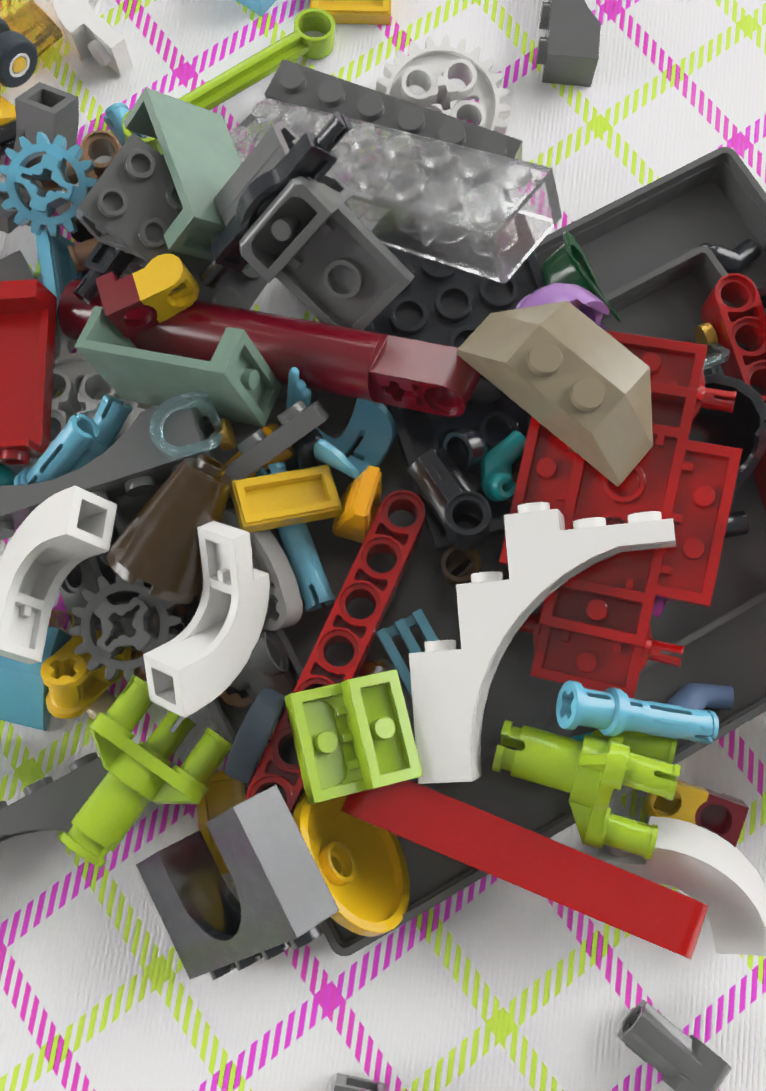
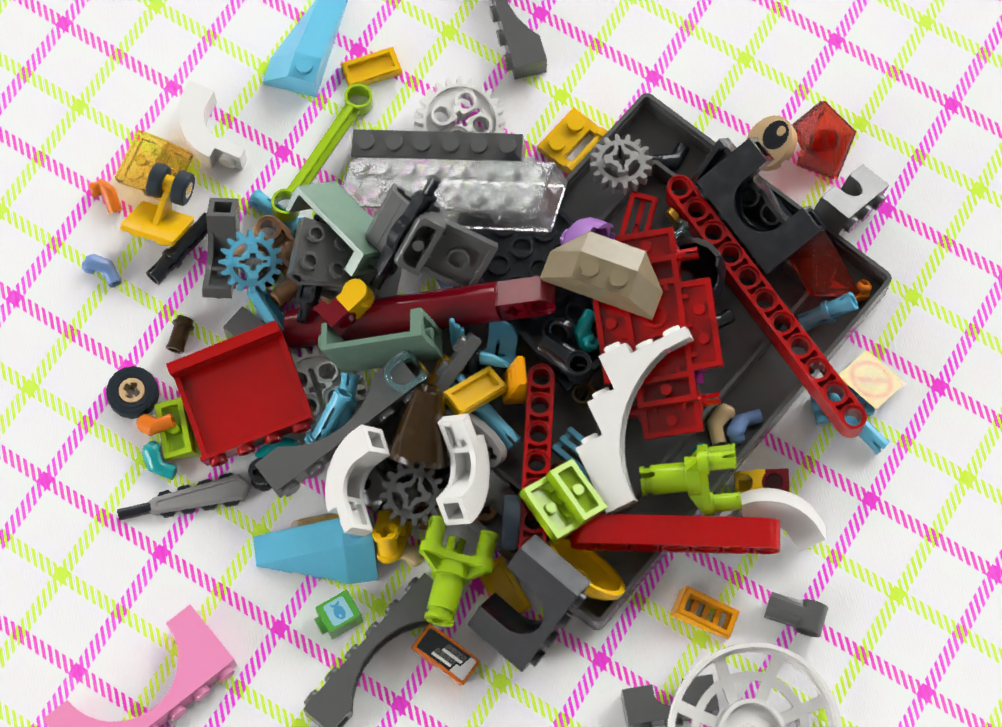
camera: 20 degrees left, 5 degrees down
(88, 900) = (445, 654): none -> slope
(494, 973) = (701, 621): none -> light orange slope
(571, 266) = (583, 205): dark green piece -> none
(591, 179) = (567, 137): none -> yellow plate
(615, 712) = (696, 439): medium azure pin -> none
(654, 231) = (633, 158): none -> light grey gear
(661, 679) = (716, 422): none -> tan arm
(669, 296) = (643, 199): none -> red tile

